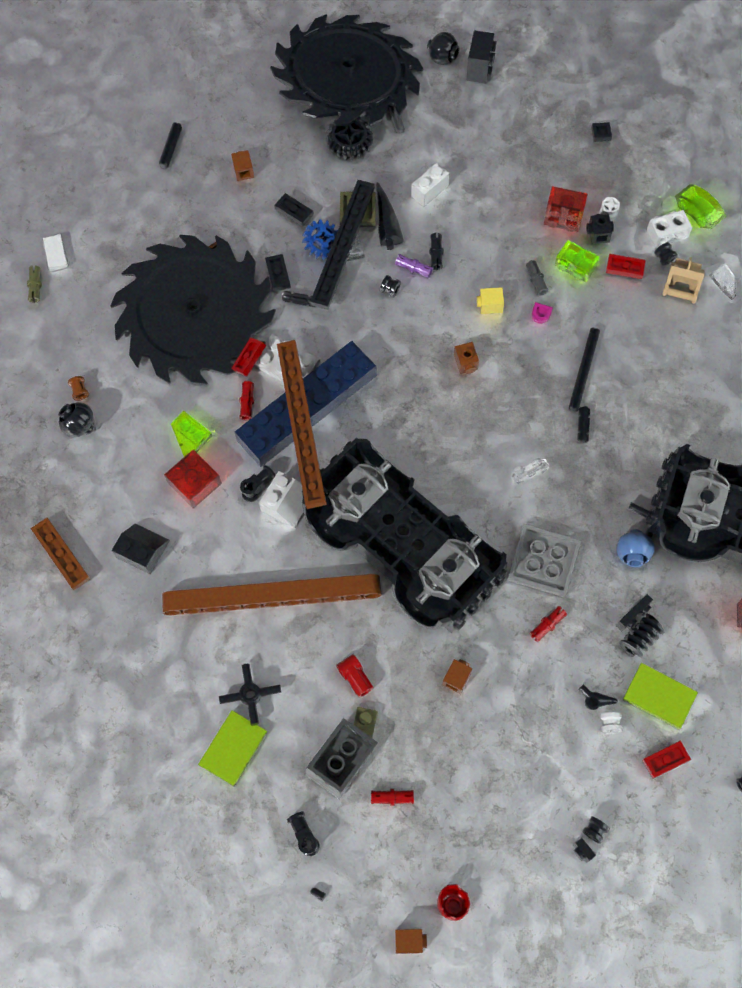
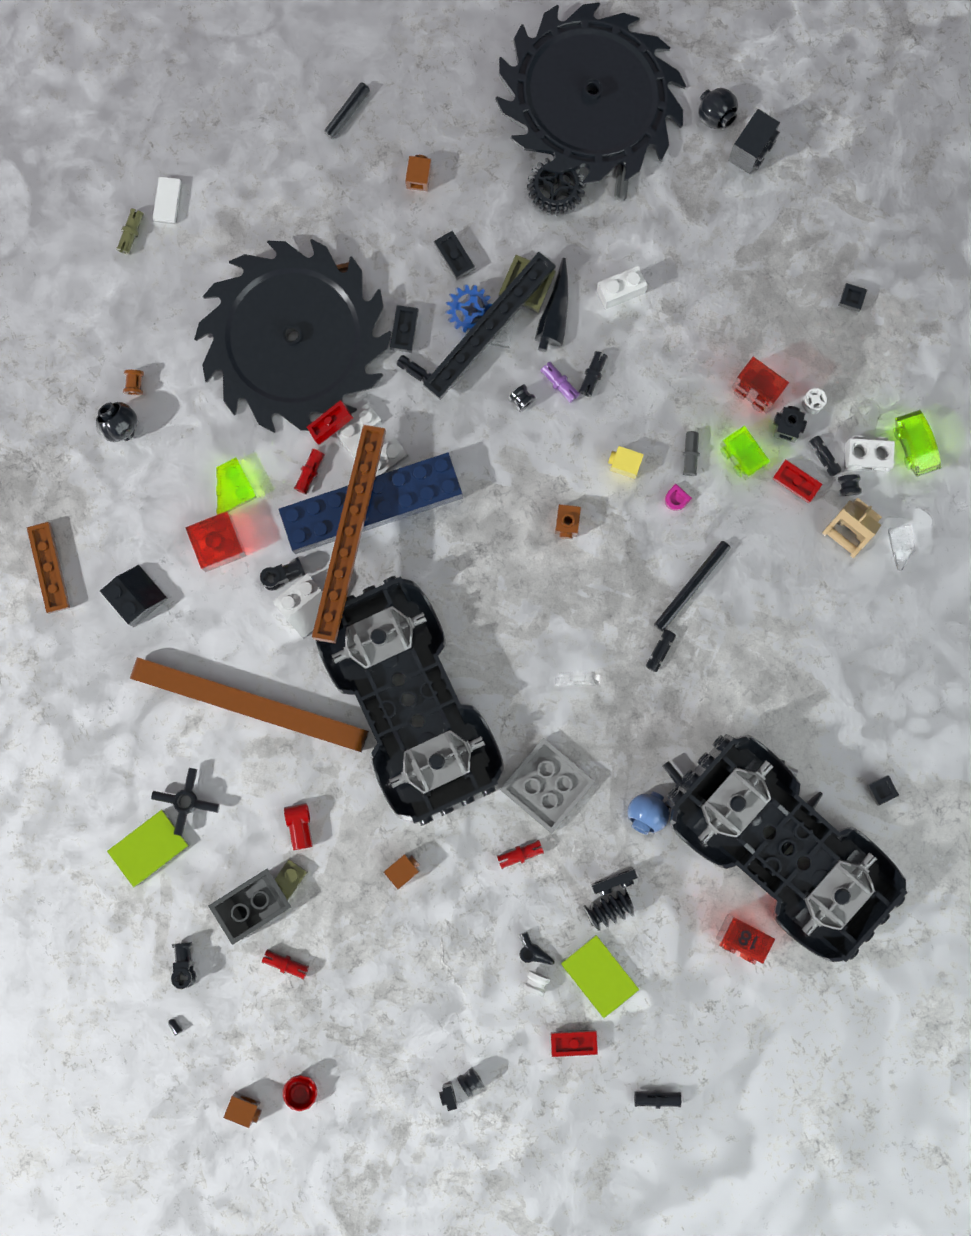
camera: 25 degrees right, 15 degrees up
(636, 242) = (825, 456): none -> black axle

